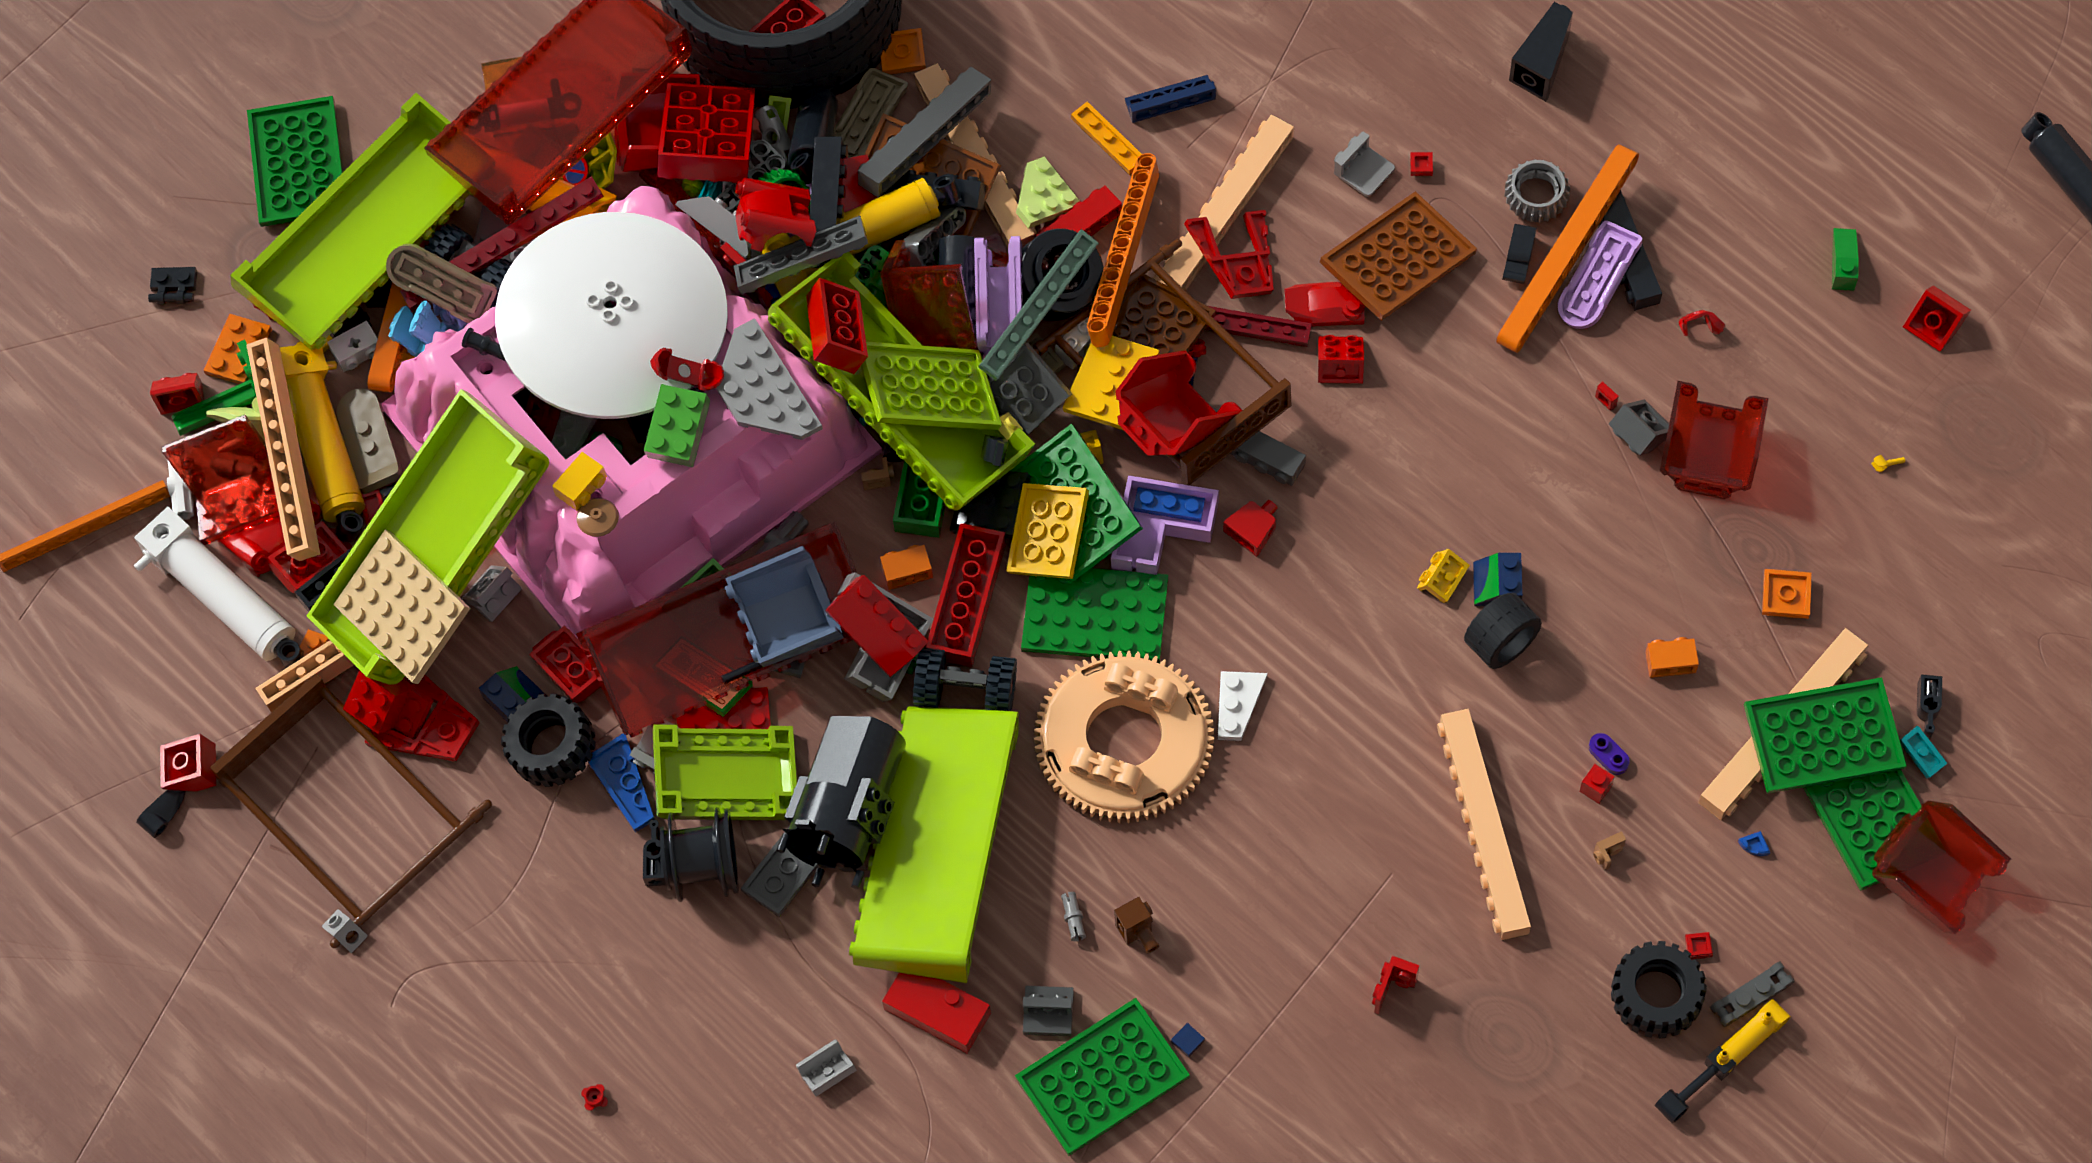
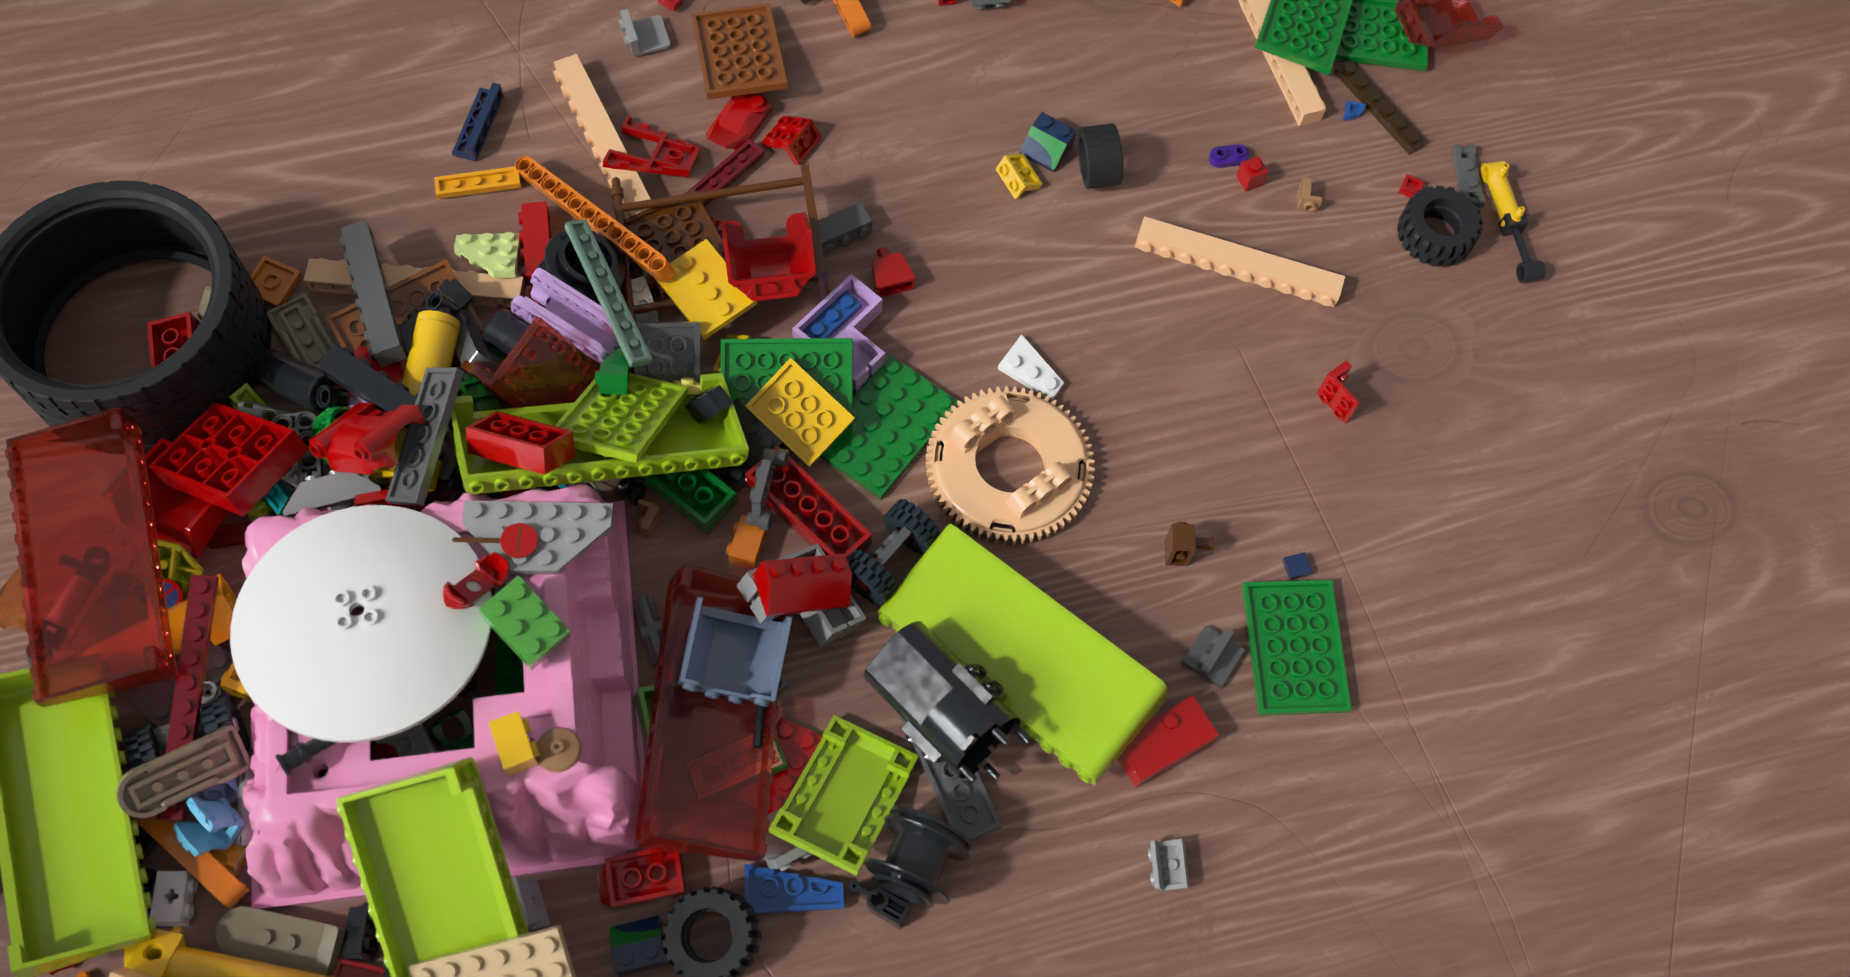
camera: 70 degrees left, 0 degrees up
(741, 376) = (516, 540): none -> red piece
(953, 541) = (759, 493): none -> dark grey plate
(964, 358) = (613, 374): none -> green slope
(1073, 916) = (1143, 590): light grey pin -> none
(1671, 657) = (1181, 74): orange brick -> none
(1779, 867) = (1379, 106): none -> dark brown plate

